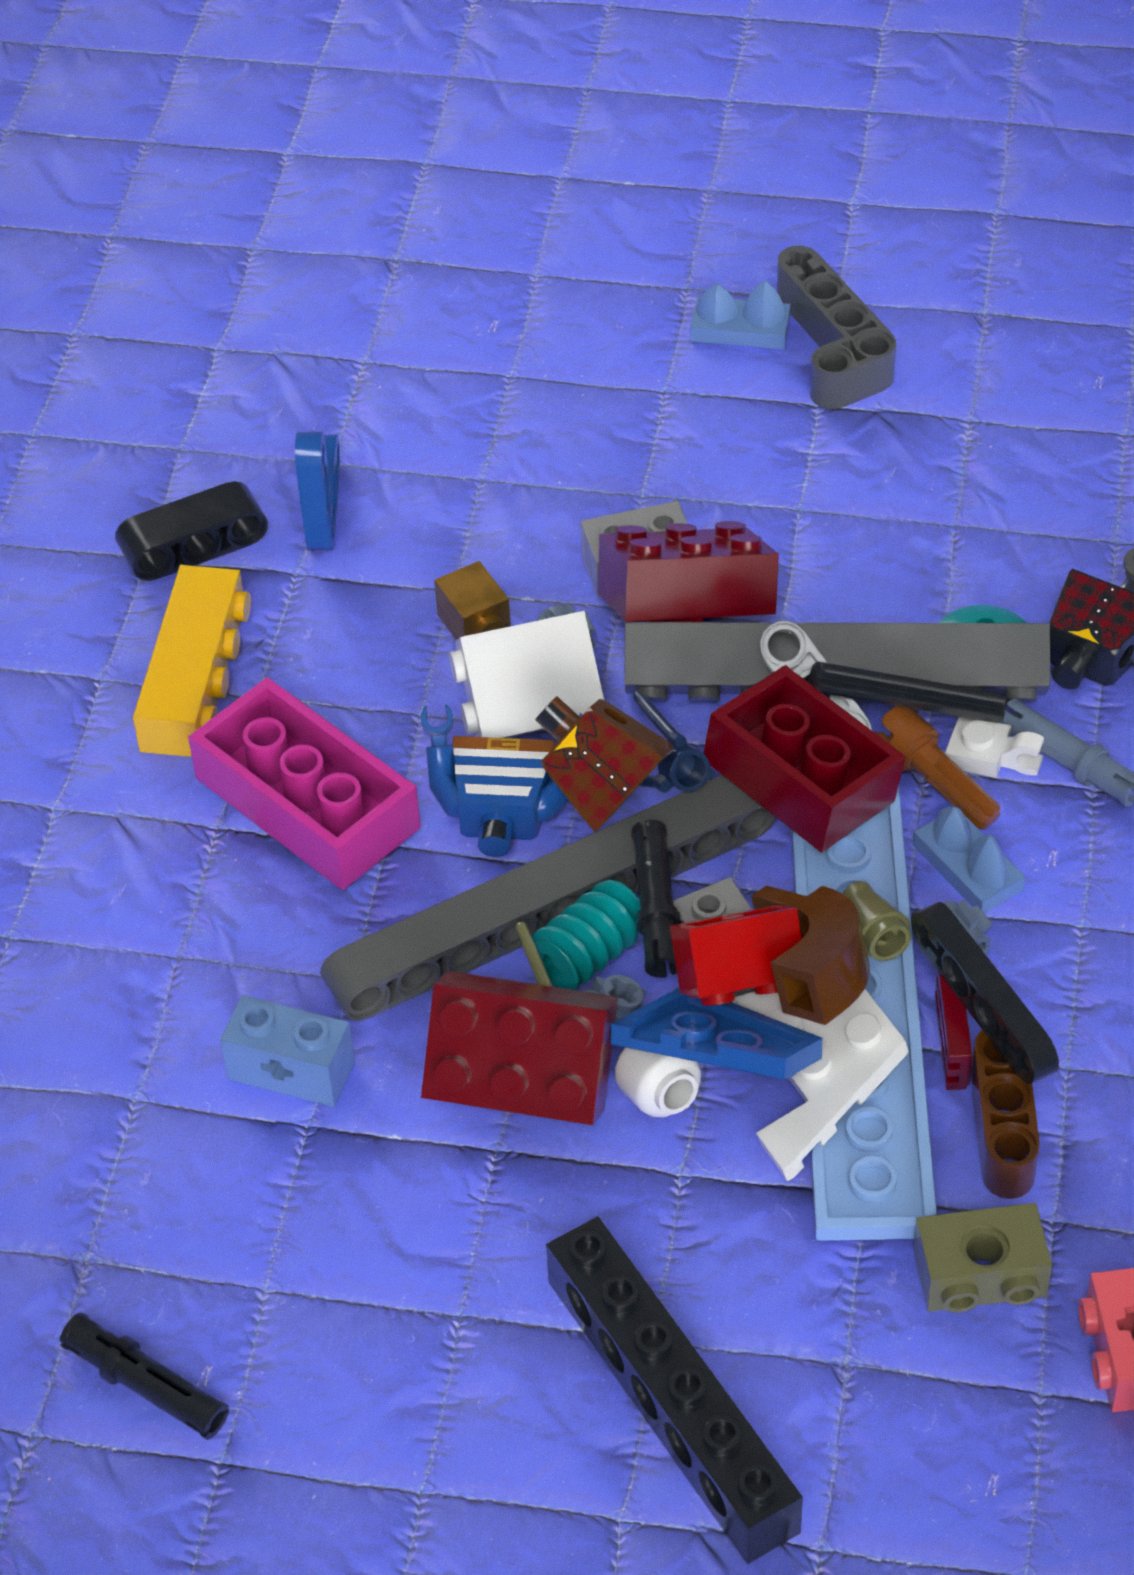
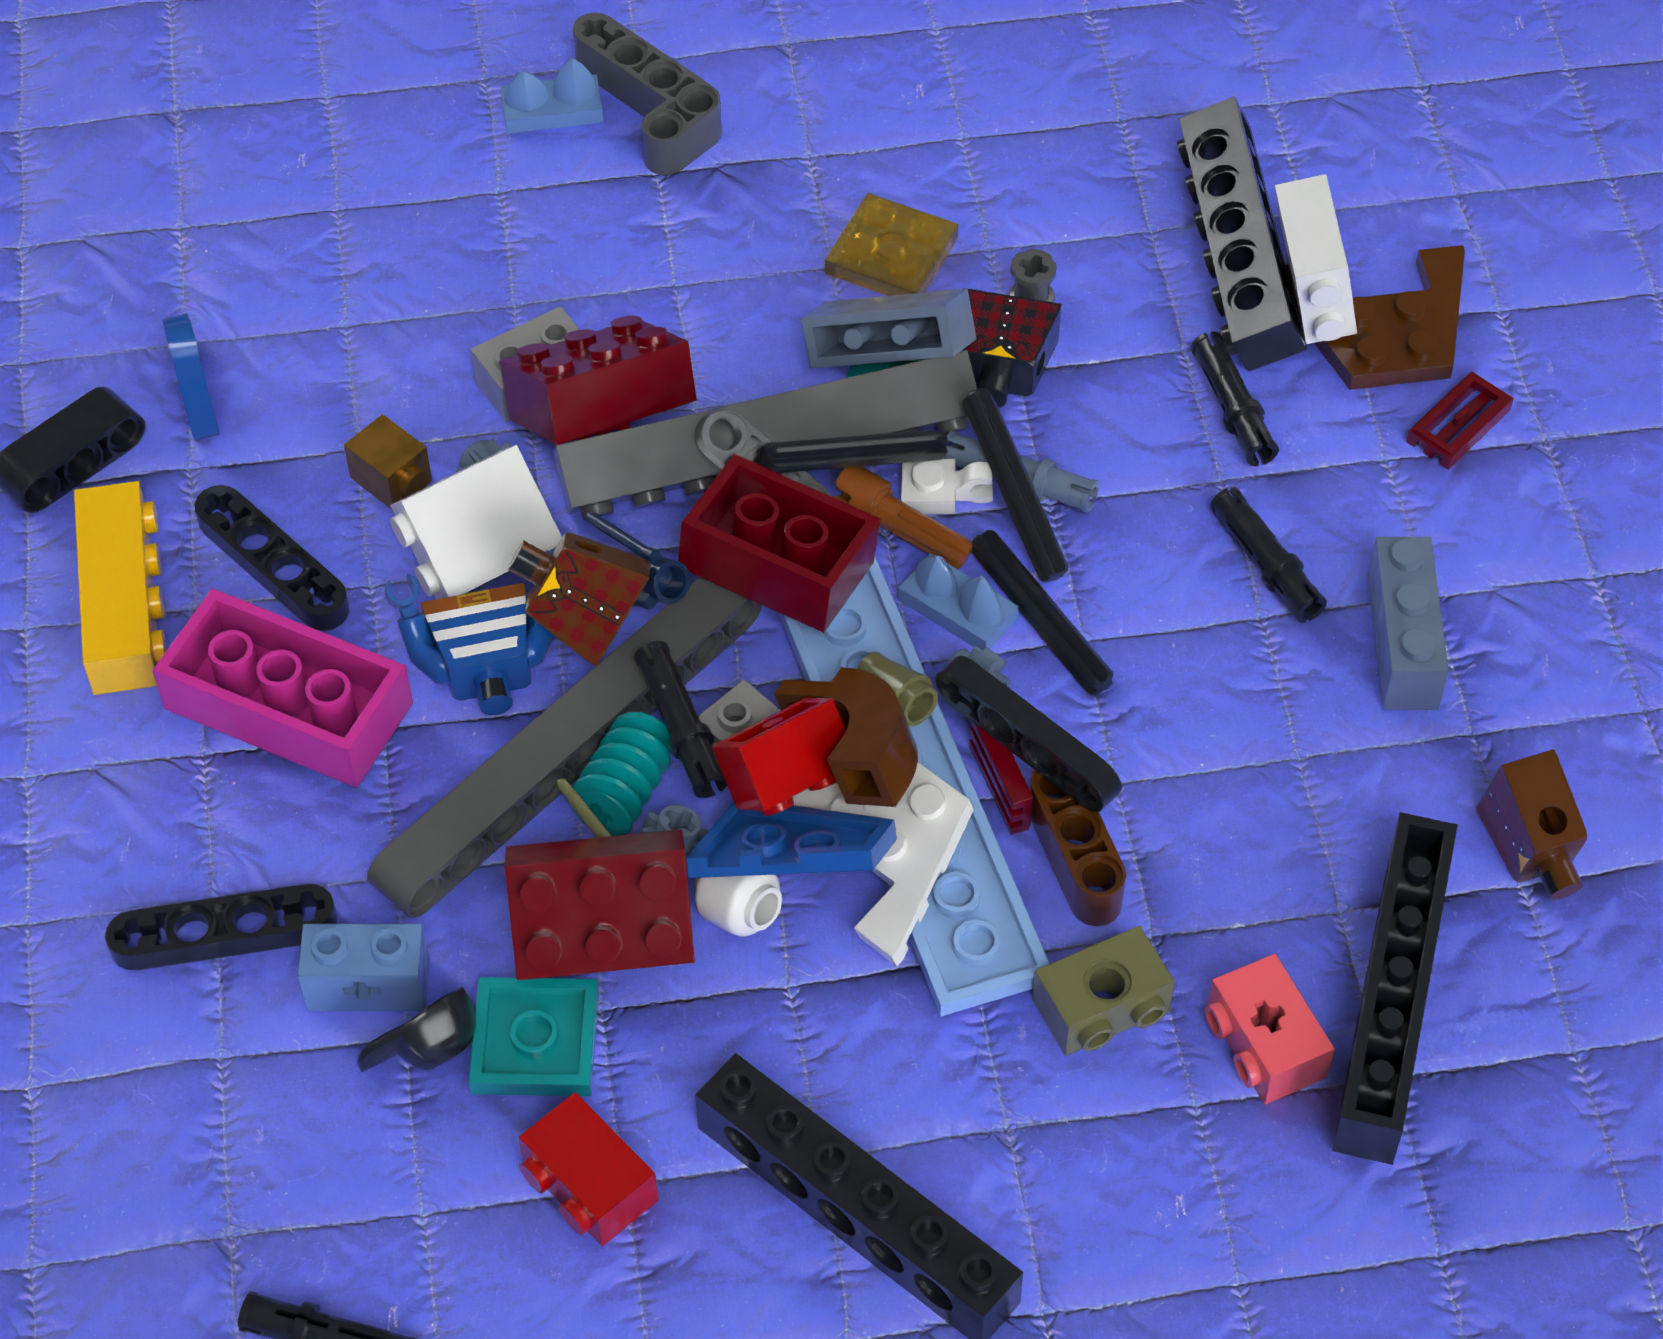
camera: 20 degrees left, 5 degrees up
(178, 974) = (221, 917): none -> black beam
(321, 1128) = (427, 1038): none -> black cap
(344, 665) = (276, 553): none -> black beam
(422, 1155) = (534, 1037): none -> teal plate
(427, 1289) = (587, 1170): none -> red brick
(982, 588) = (889, 328): none -> sand blue brick
(1019, 520) = (891, 247): none -> clear yellow plate
(1048, 889) = (1042, 613): none -> black axle
(1059, 762) = (1015, 485): none -> black axle

